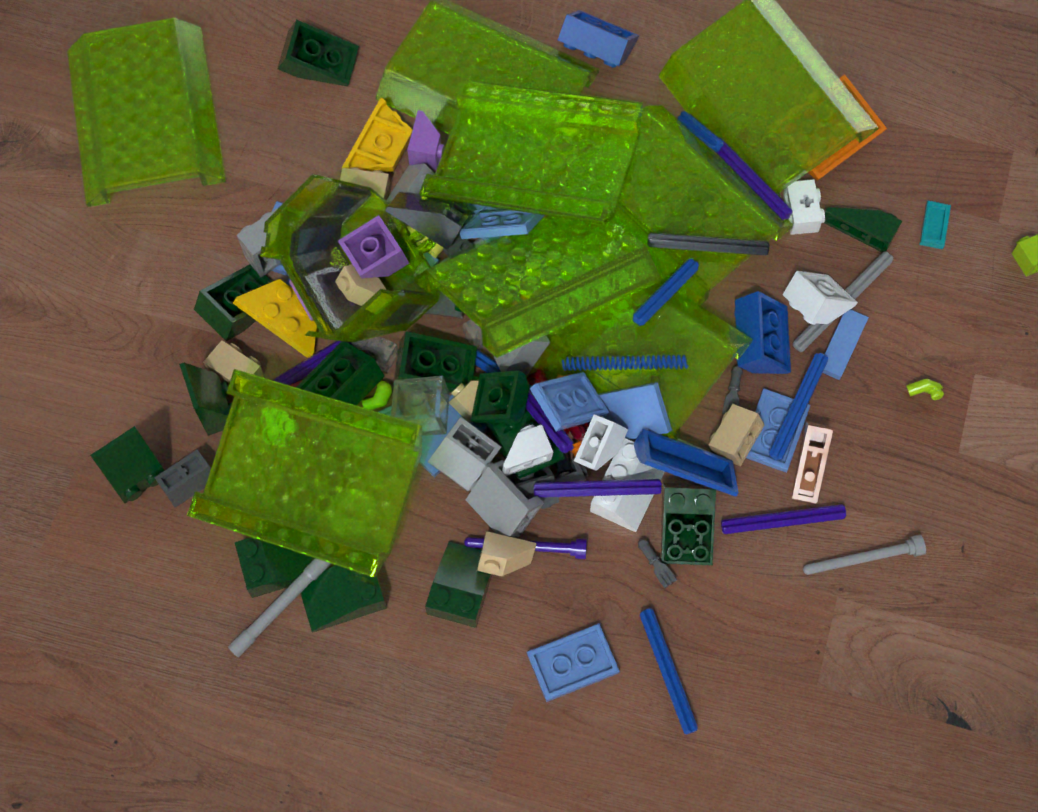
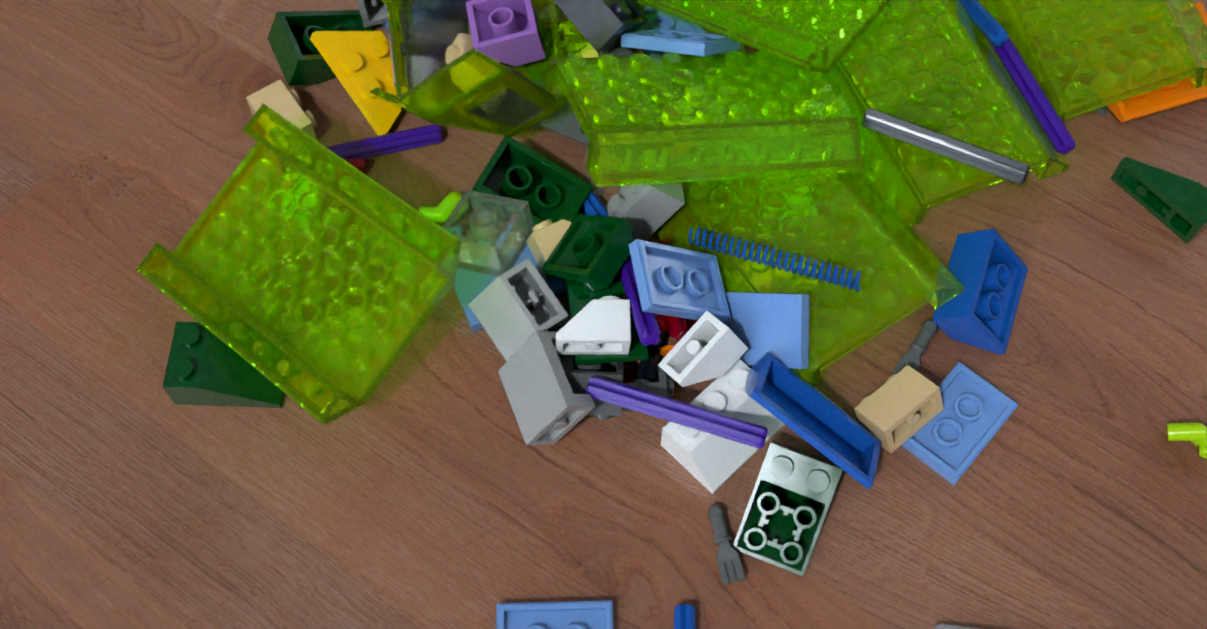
camera: 20 degrees right, 5 degrees down
(128, 465) = (94, 183): dark green slope -> none
(184, 478) = (159, 223): dark grey hinge -> none
(207, 397) = (218, 130): dark green slope -> none
(249, 635) = (145, 448): light grey piece -> none
(341, 597) = (284, 441): dark green slope -> none
(344, 375) = (412, 167): dark green slope -> none
(380, 349) = (465, 150): clear leg -> none
(458, 586) = (445, 480): dark green slope -> none
(504, 554) = (518, 459): tan slope -> none
(575, 548) = (621, 486): dark purple piece -> none
(665, 292) = (863, 186): blue axle -> none
(783, 519) = (929, 547): dark purple axle -> none
(798, 406) = (1000, 401): blue axle -> none
(804, 201) = (1094, 150): white brick -> none
(811, 462) = (995, 482): slope -> none
(818, 297) = (1075, 266): white slope -> none
(844, 342) = (1091, 340): medium blue tile -> none
(854, 291) = (1108, 285): light grey axle -> none

